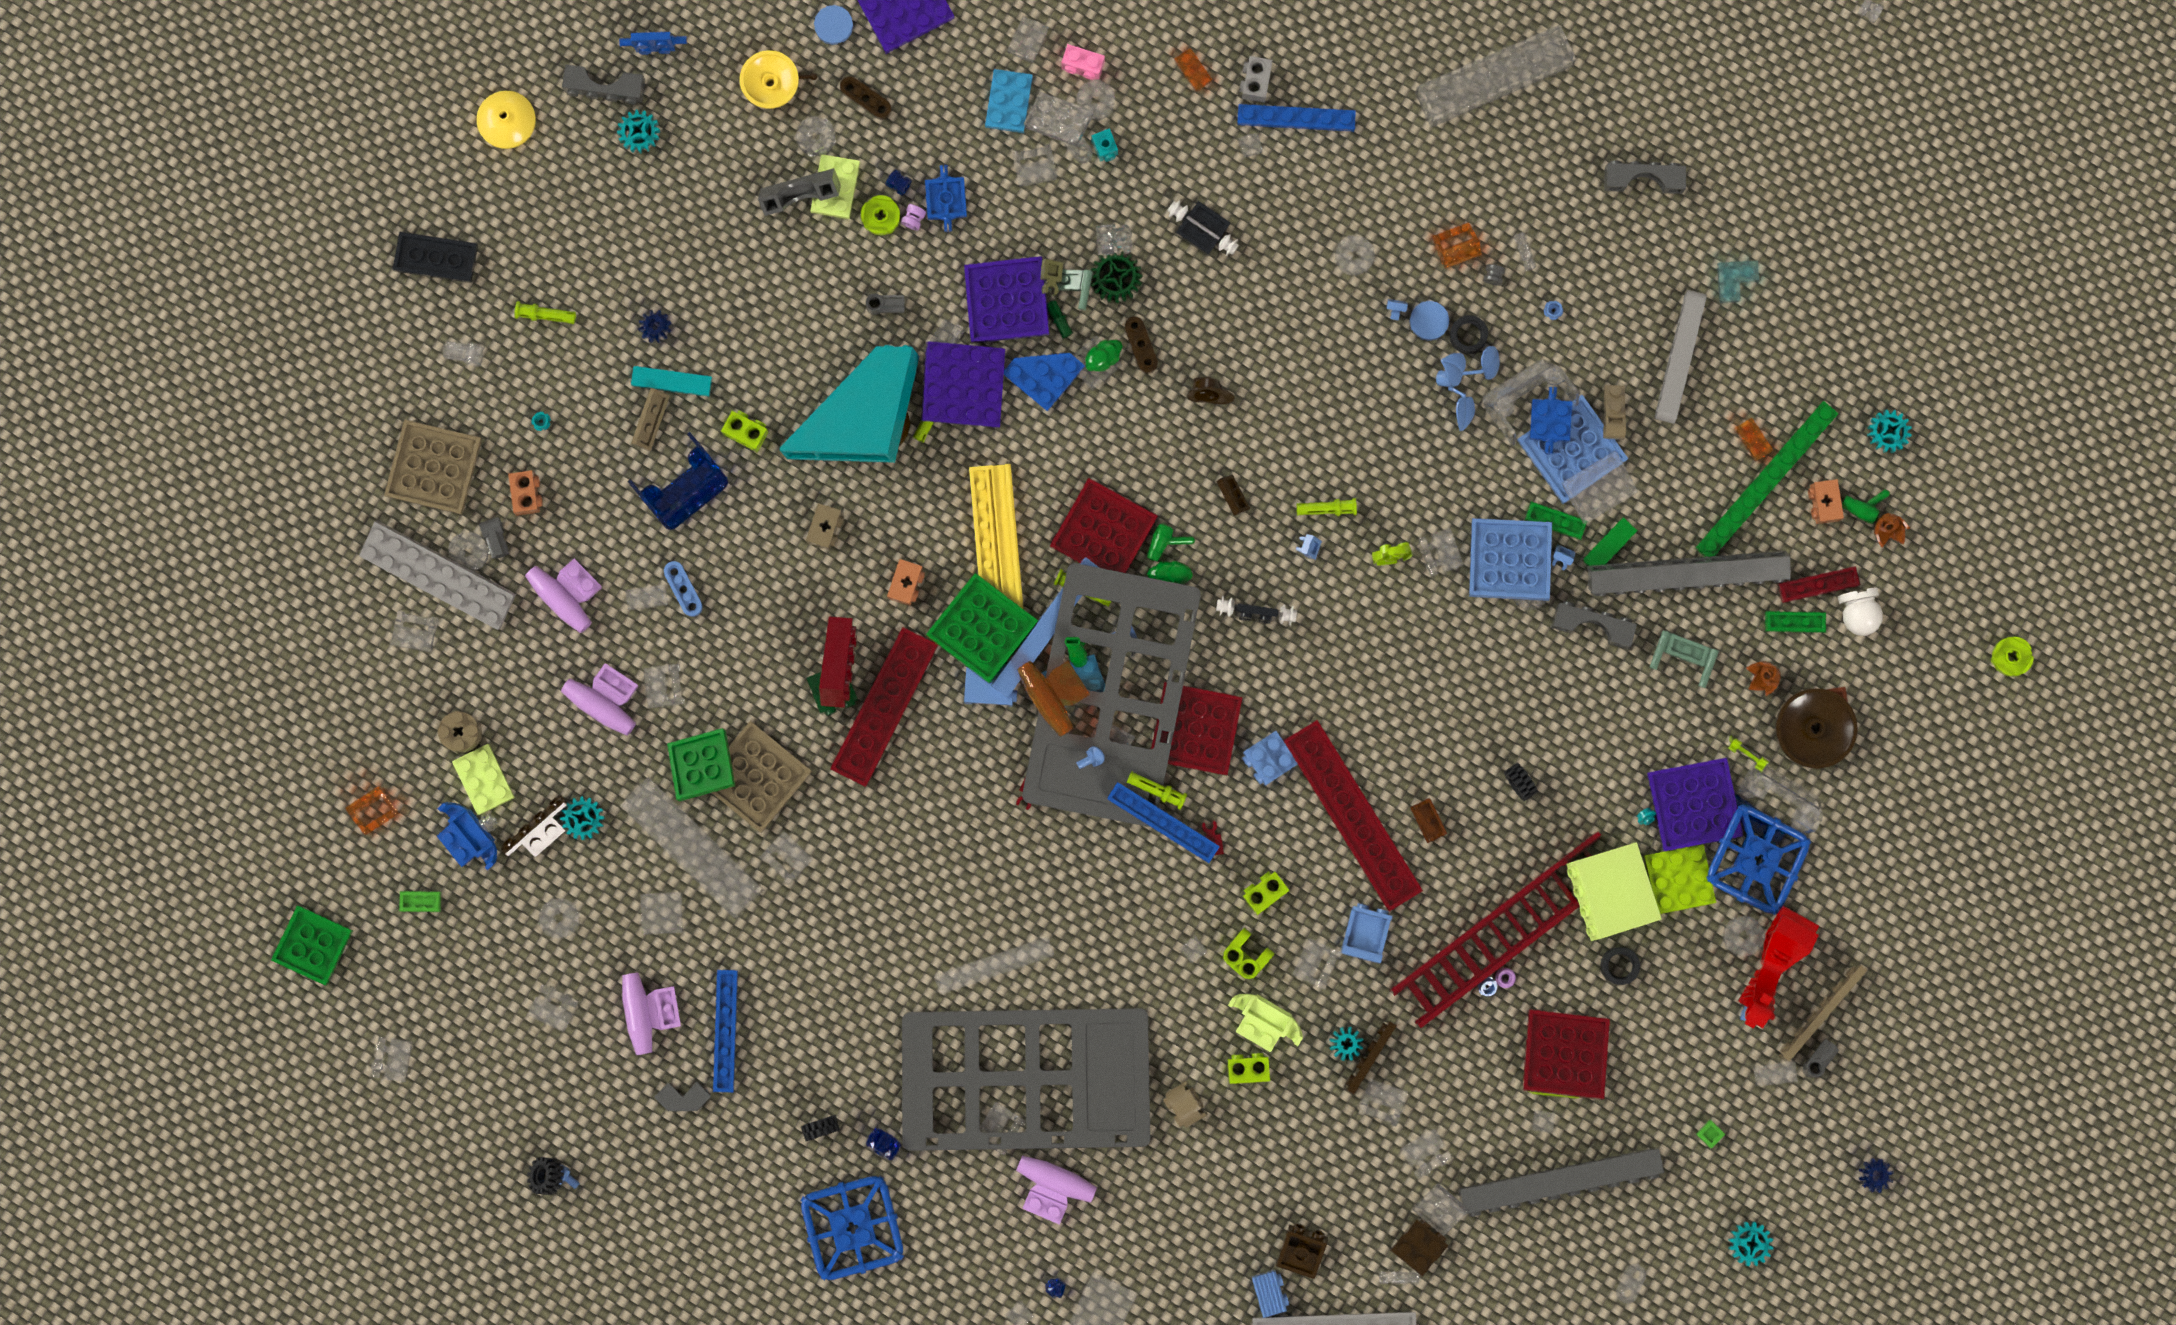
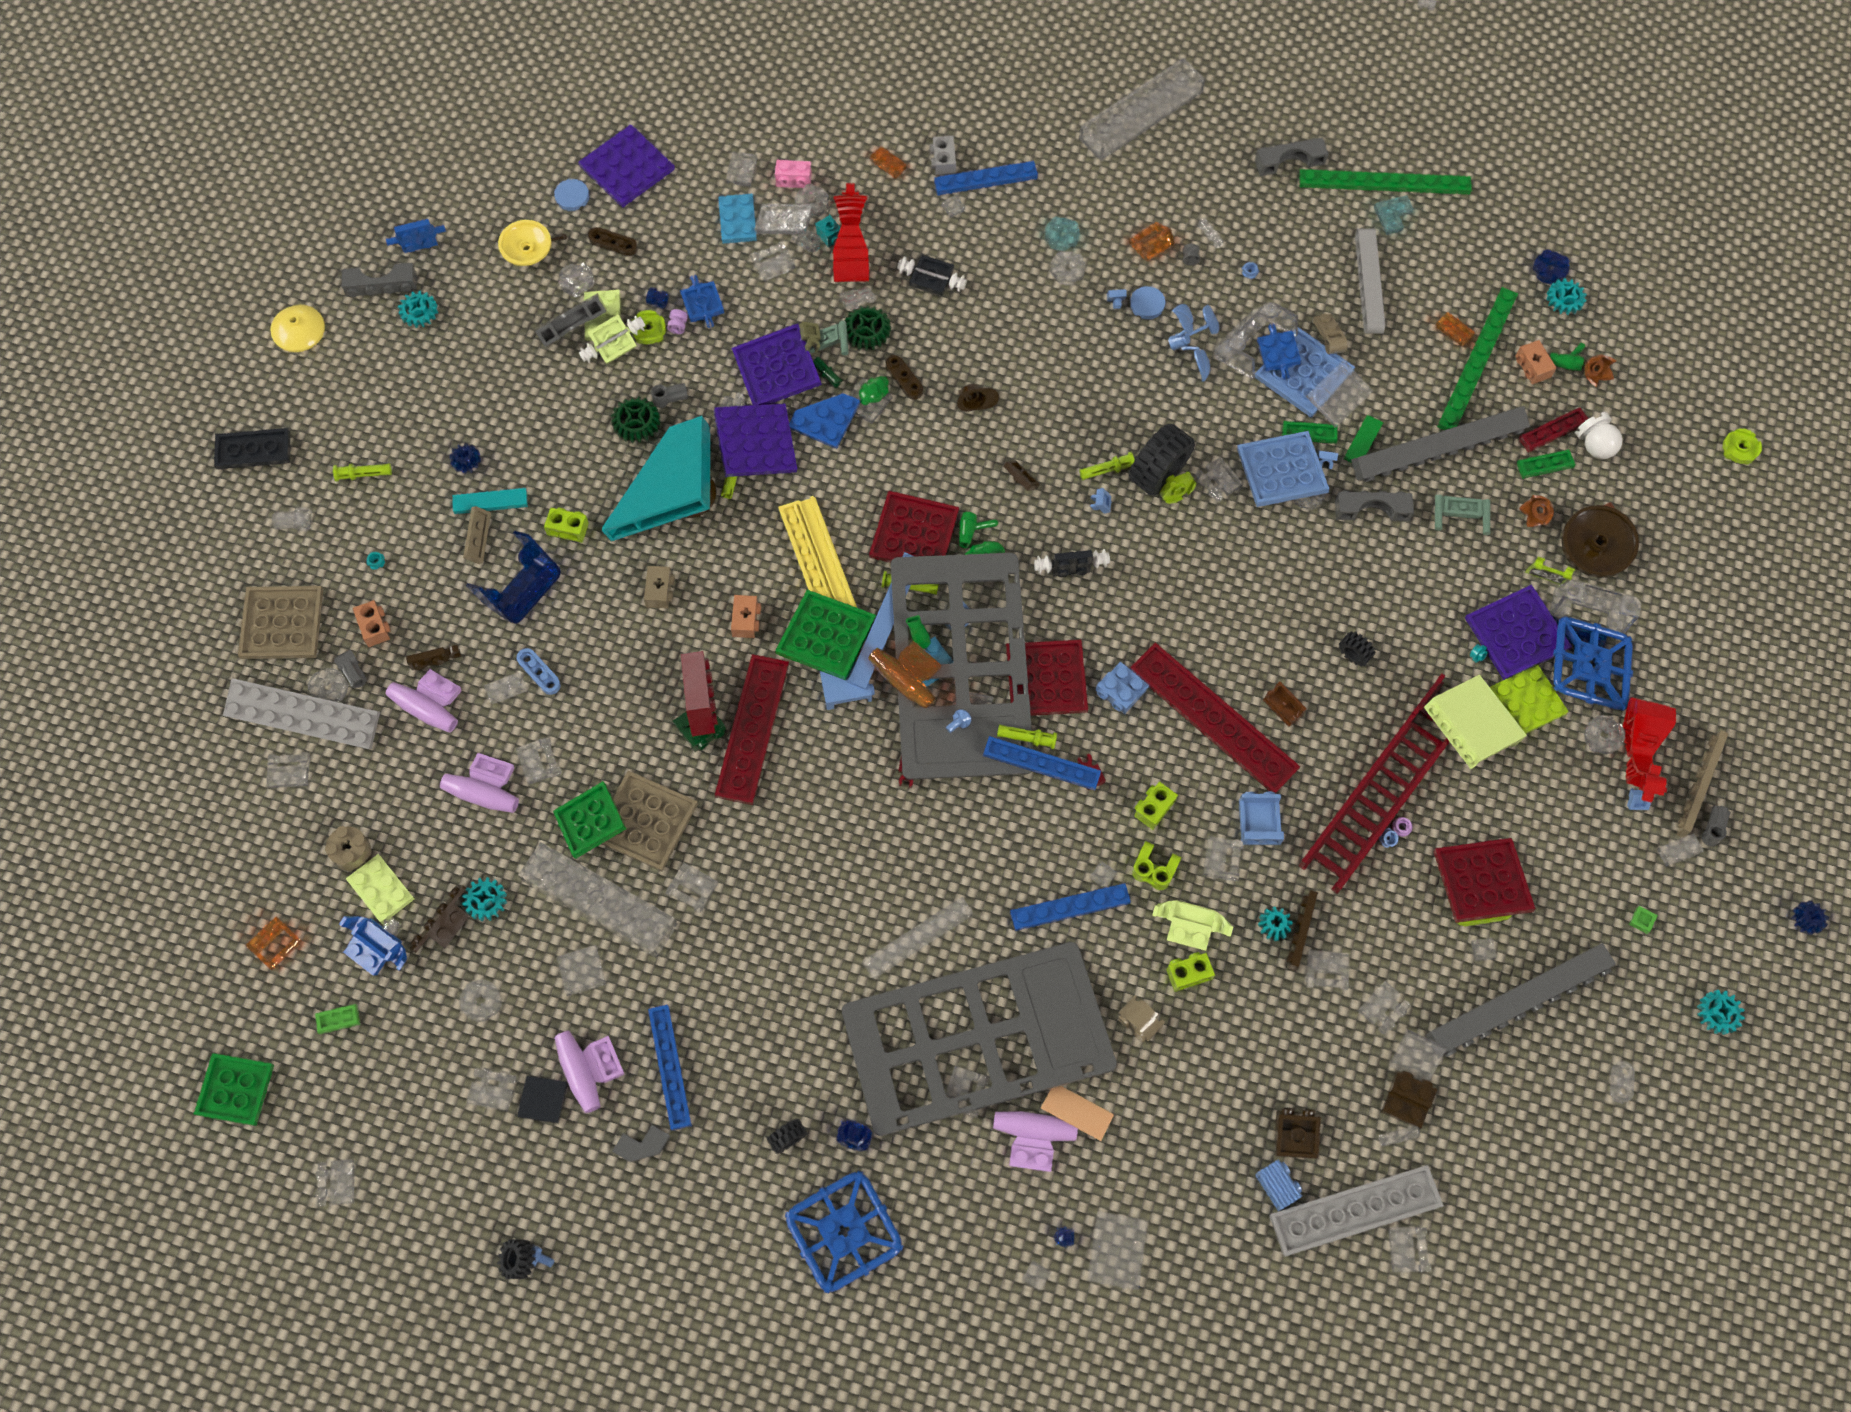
camera: 15 degrees left, 15 degrees down
(581, 547) = (432, 657): none -> dark brown plate
(599, 1030) = (542, 1099): none -> black tile
(838, 223) = (612, 339): none -> yellowish green plate
(850, 320) = (634, 425): none -> dark green gear
(1100, 1176) = (1077, 1111): none -> light nougat sticker
(1120, 185) = (850, 249): none -> red piece
(1151, 973) = (1070, 907): none -> blue plate
(1363, 221) = (1062, 225): none -> clear light blue plate
(1381, 523) = (1160, 458): none -> black tyre
(1468, 319) = (1188, 293): black tyre -> none
(1605, 963) = (1511, 777): black tyre -> none
(1741, 234) = (1385, 181): none -> green plate
(1889, 400) = (1552, 258): none -> clear blue plate

